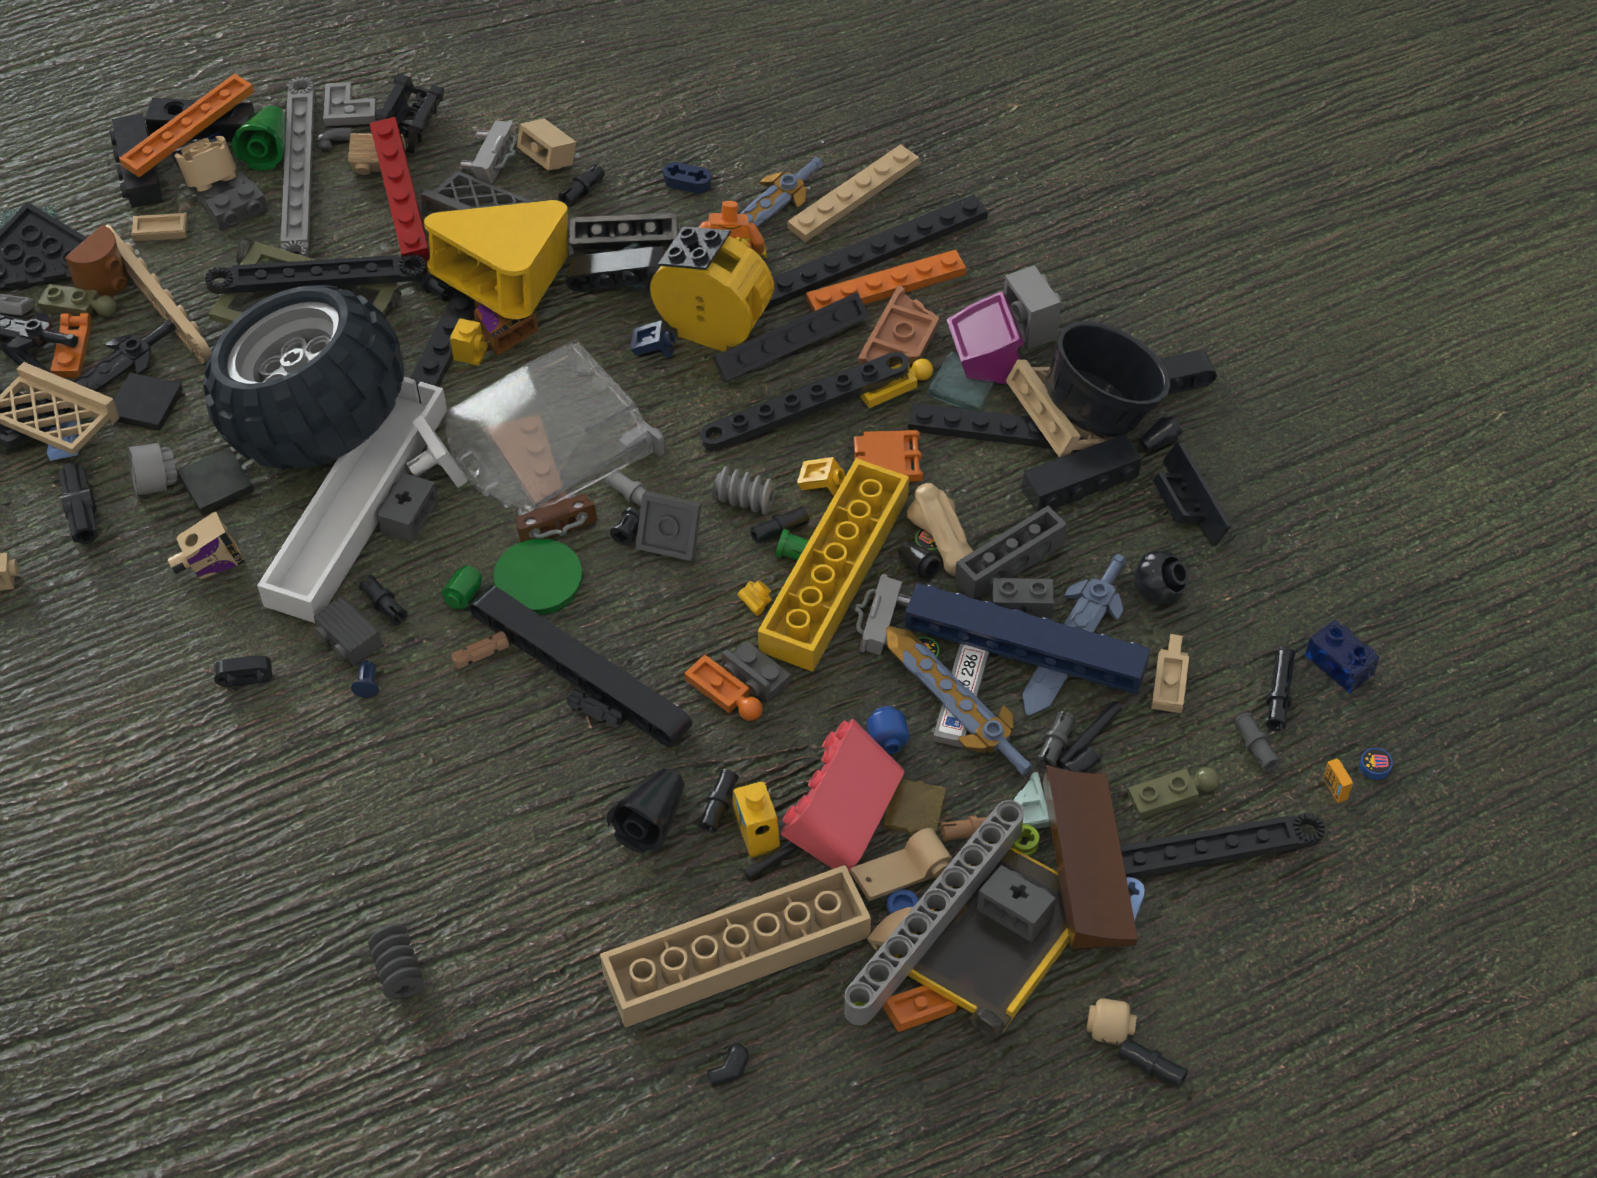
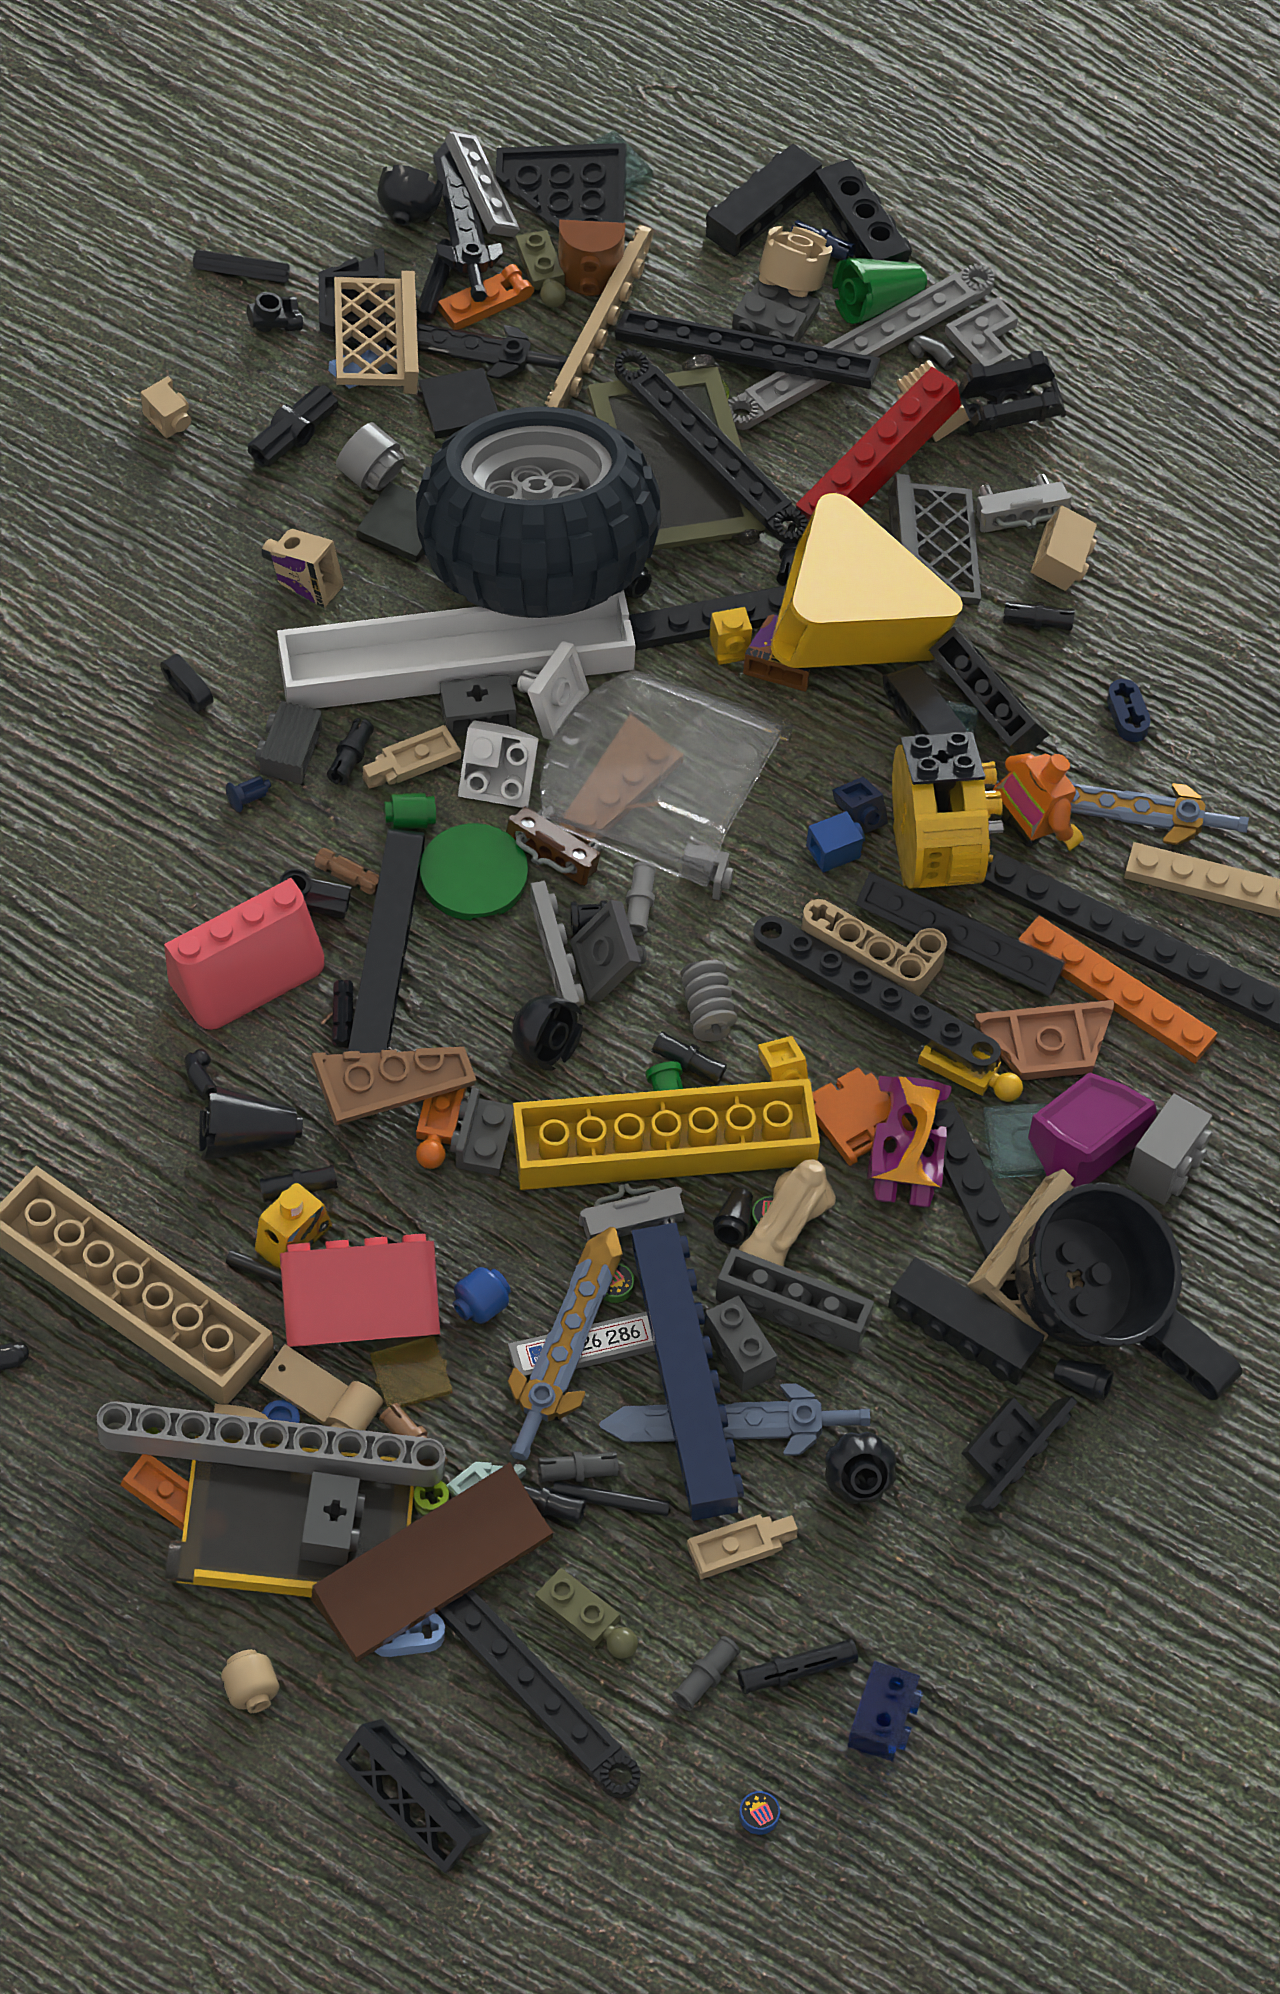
camera: 55 degrees right, 5 degrees up
(159, 227) = (694, 275): tan tile -> none
(186, 125) = (827, 211): orange plate -> none
(248, 225) = (748, 348): none -> black tile
(418, 566) = (412, 757): none -> tan hinge
(465, 517) = (498, 764): none -> white slope
(482, 681) = (319, 895): none -> black piece
(512, 742) = (245, 956): none -> coral windscreen
(573, 820) = (196, 1073): none -> black arm
(641, 558) = (553, 940): none -> light grey plate
(672, 366) = (835, 841): none -> blue brick
(683, 699) = (377, 1082): none -> medium nougat wing
(702, 592) = (547, 1030): none -> black cylinder
(755, 596) = (581, 1083): yellow plate -> none
(794, 373) = (833, 925): none -> tan beam
(942, 440) = (907, 1162): none -> magenta hips
(1153, 1063) = (228, 1747): black pin -> none
(1251, 951) = (424, 1786): none -> black fence
(1338, 780) = (703, 1779): light orange tile -> none

